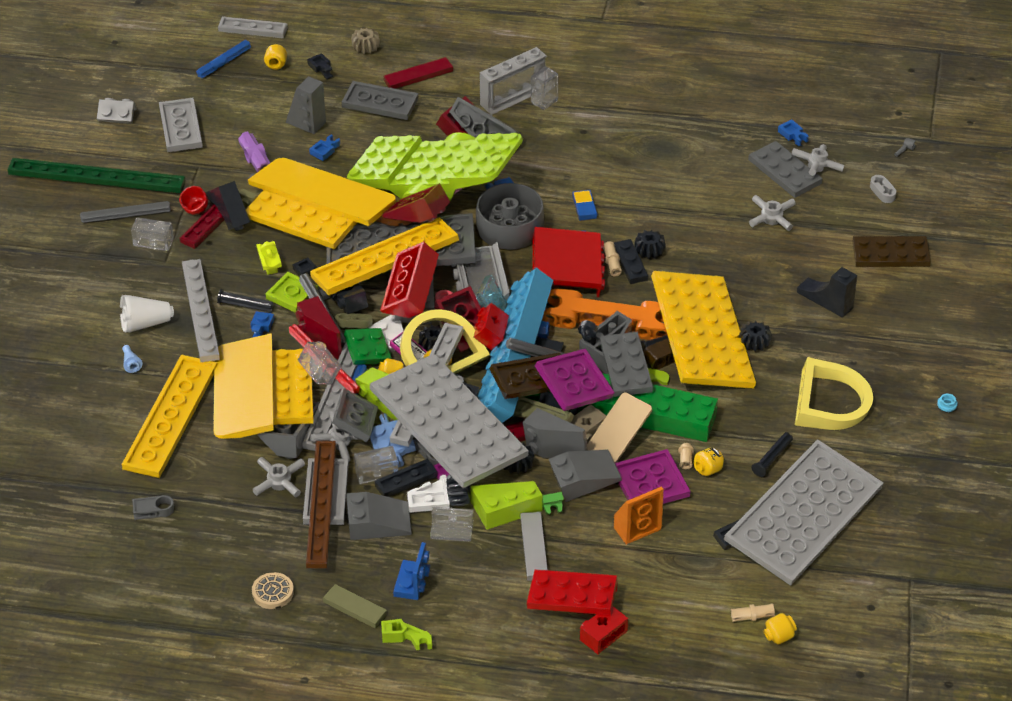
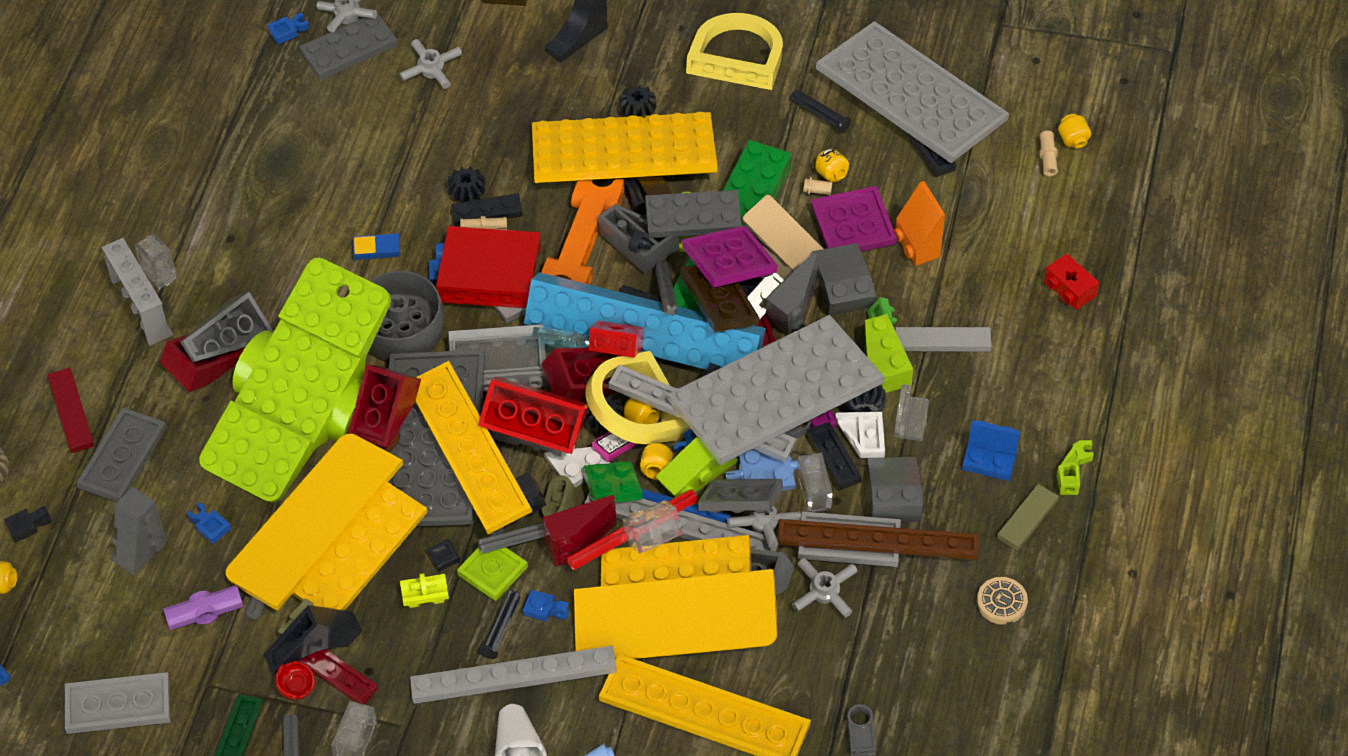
camera: 85 degrees left, 10 degrees up
(572, 592) = (1027, 300): red bracket -> none

